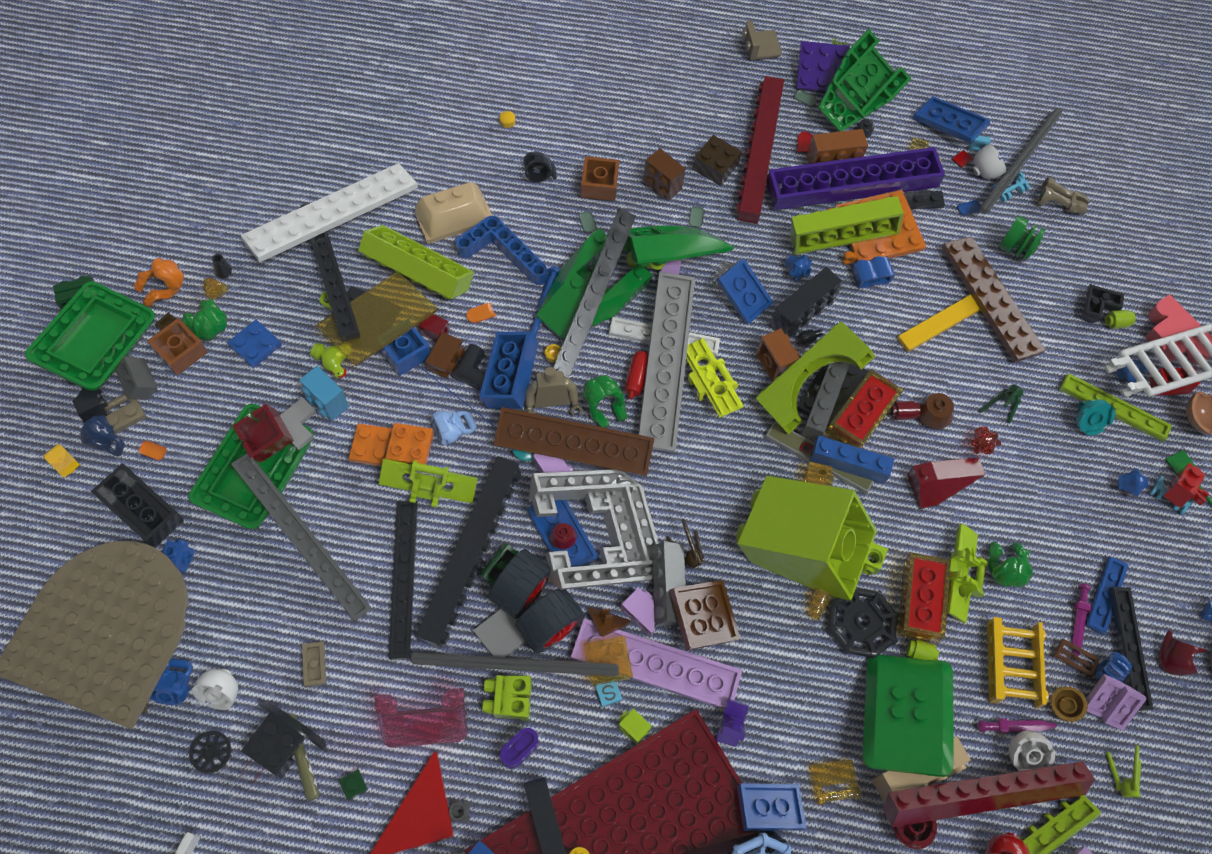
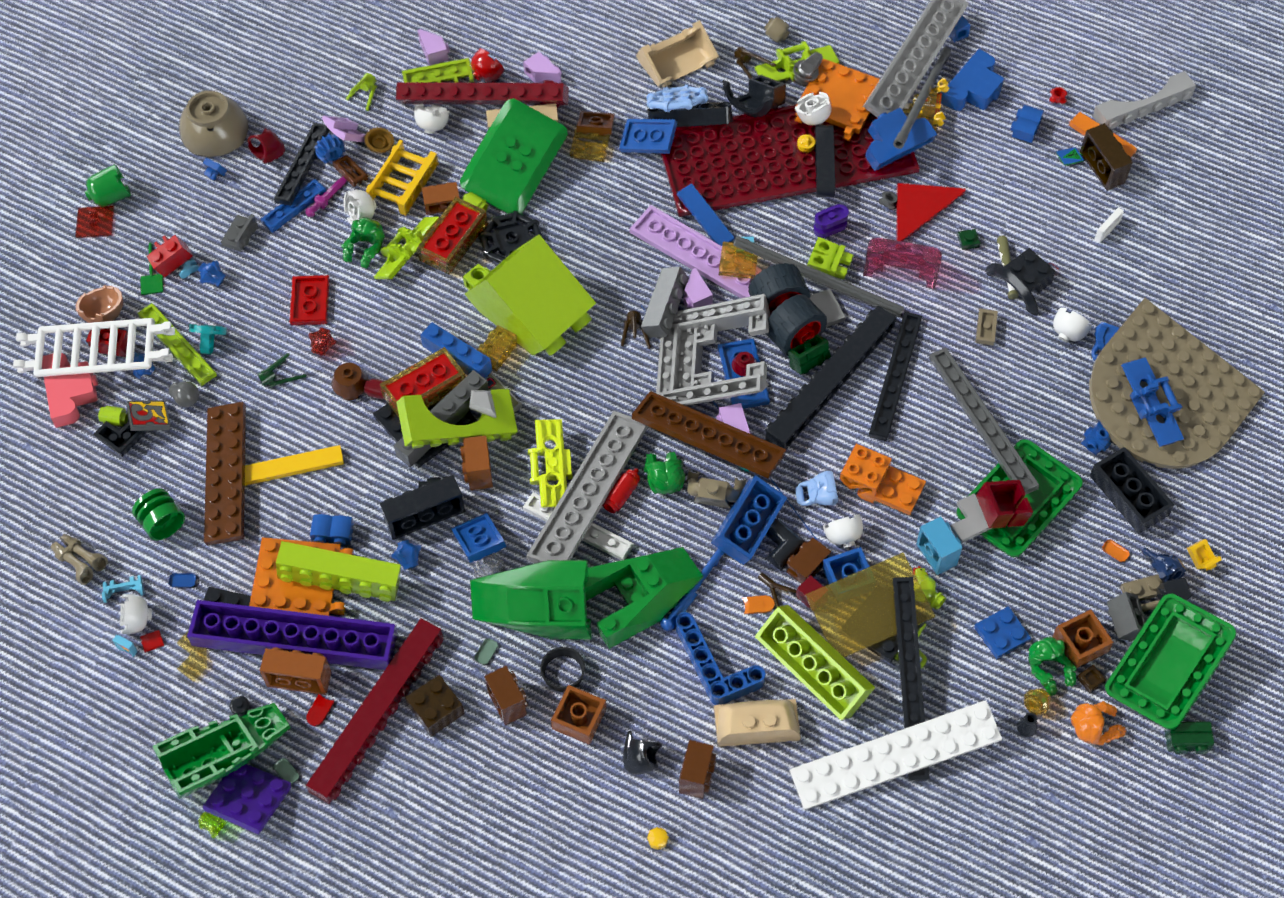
camera: 155 degrees left, 5 degrees down
(121, 591) = (1148, 403): none -> blue piece
(210, 752) = (1081, 290): black wheel -> none
(419, 390) = (844, 531): none -> white cylinder
(426, 485) = (847, 432): lime piece -> none
(472, 329) = (772, 585): none -> dark brown plant
(490, 160) = (697, 769): none -> reddish brown brick
(551, 352) = (697, 537): yellow tile -> none
(587, 221) = (609, 679): sand green piece -> none
(594, 292) = (640, 560): plate -> none
(606, 622) = (728, 289): reddish brown piece -> none
(628, 200) = (558, 652): none -> black tyre
(634, 726) = (733, 215): lime brick -> none
(665, 712) = (705, 215): none -> blue tile
(704, 615) = (645, 268): plate -> none
(732, 723) = (656, 188): dark purple bracket -> none
(760, 43) = (301, 860): dark tan bracket -> none
(798, 398) = (482, 402): none -> light grey piece
(841, 810) = (595, 122): none -> reddish brown plate
(940, 480) = (378, 326): dark red wedge -> none
(951, 119) = (138, 681): blue tile -> none
(961, 647) = (439, 197): none -> dark orange brick
(1003, 726) = (438, 143): magenta sword -> none
(1020, 161) = (90, 611): dark grey axle -> none
(1023, 489) = (309, 300): none -> red tile
(1037, 605) = (359, 205): none -> white cylinder
(1074, 354) = (184, 393): none -> dark grey piece
(1090, 323) = (148, 415): none -> tile
(1138, 543) = (239, 232): none -> dark grey bracket

